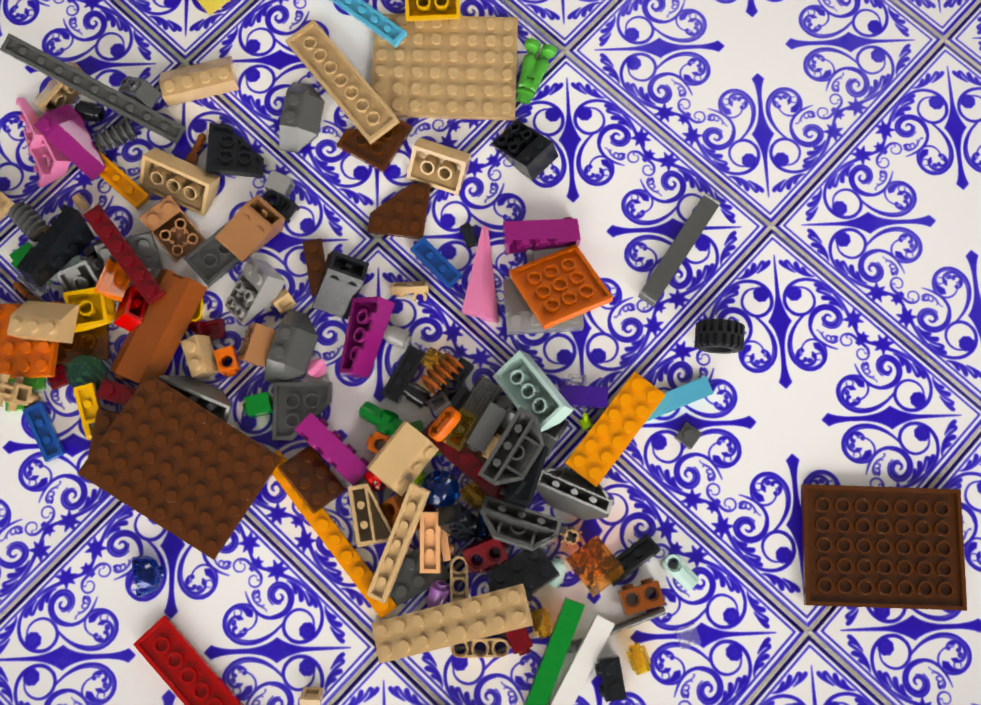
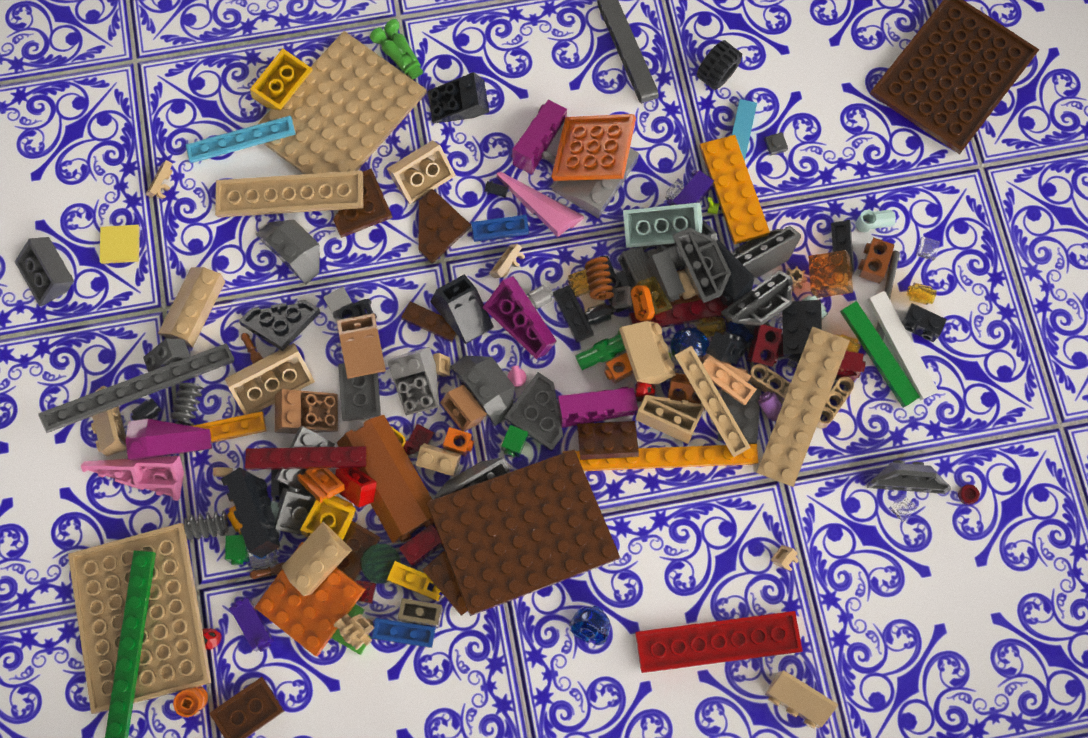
camera: 55 degrees left, 5 degrees down
(65, 433) = (420, 612): none -> dark tan brick

